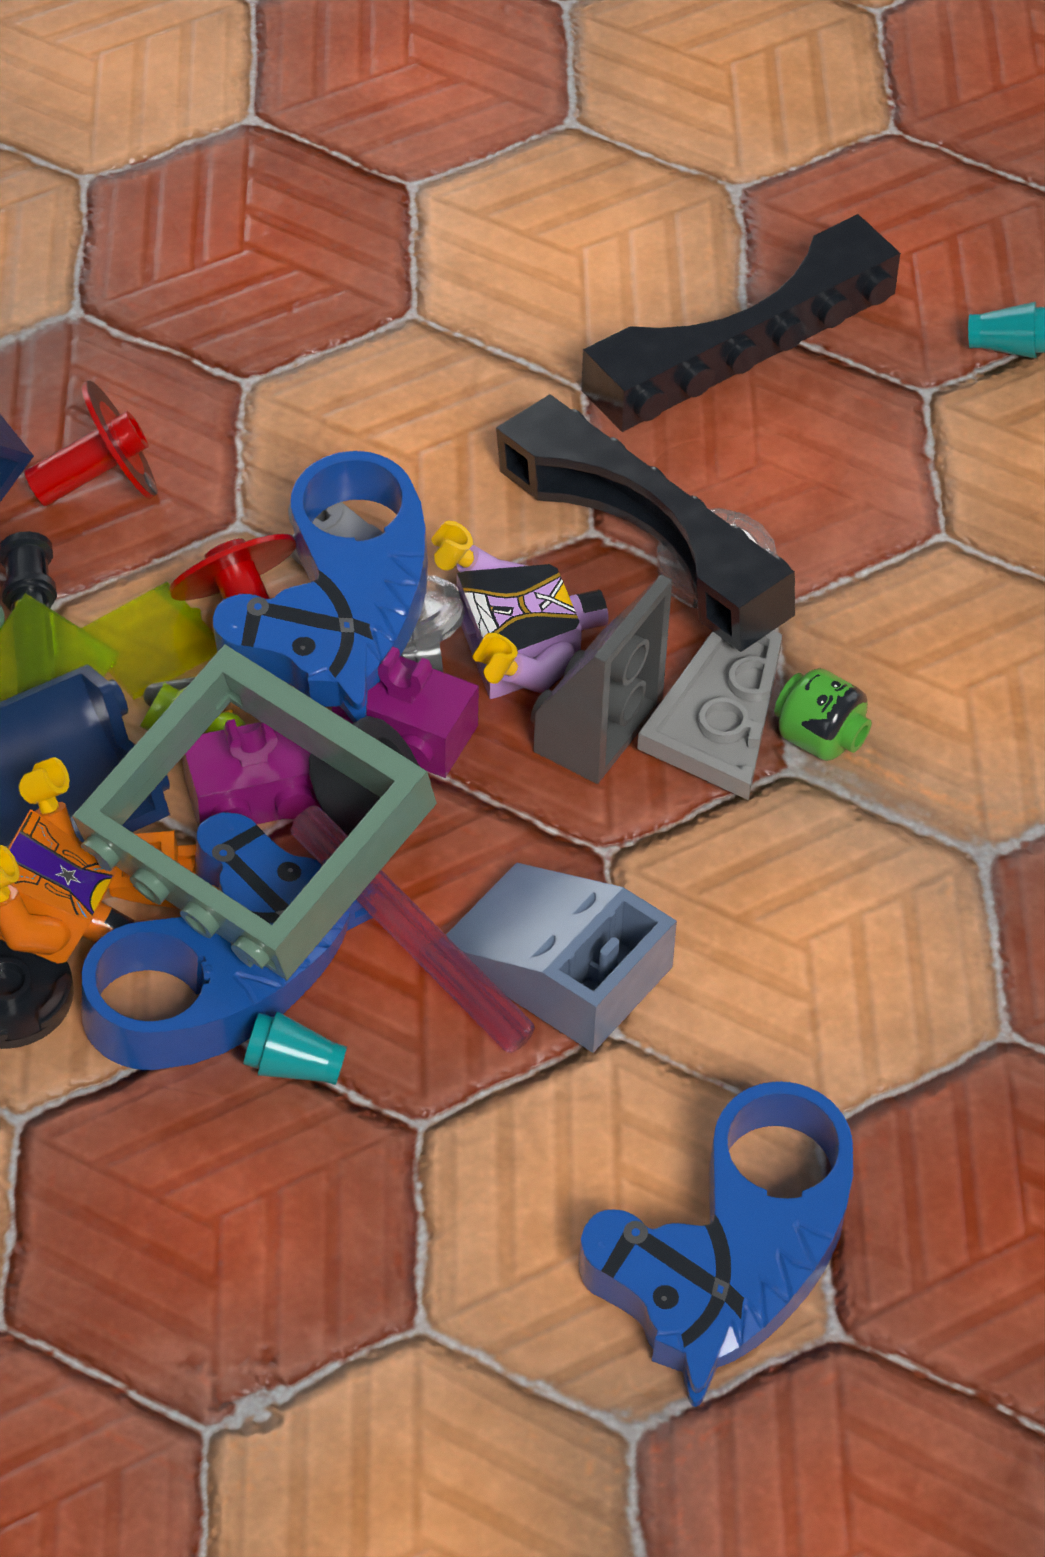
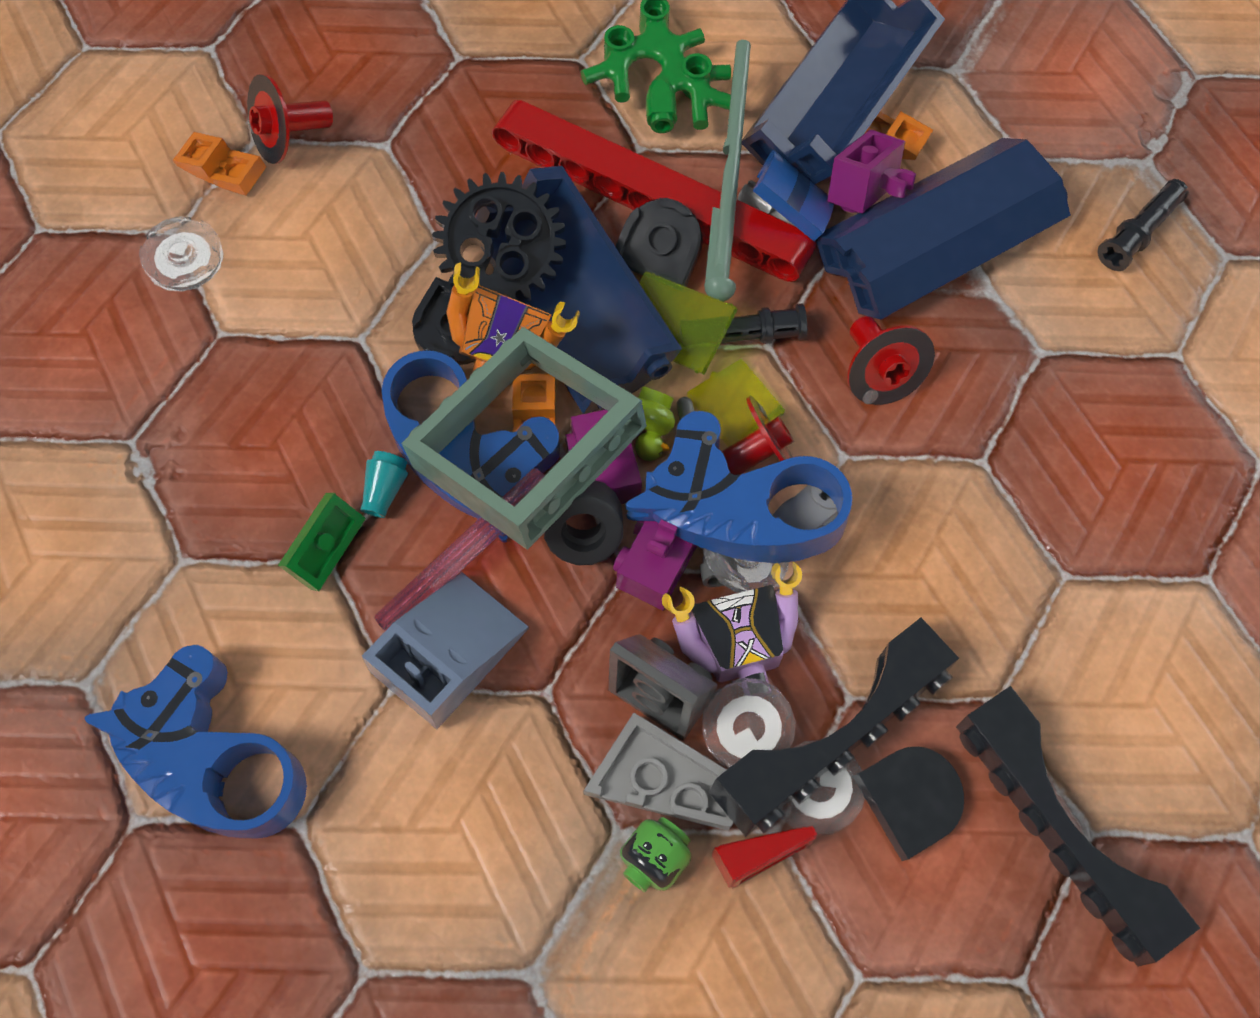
camera: 90 degrees right, 15 degrees up
(372, 1109) = (322, 541): none -> green plate
(626, 579) = (747, 718): none -> tile
(726, 463) = (913, 798): none -> black tile
(821, 618) = (752, 856): none -> red slope

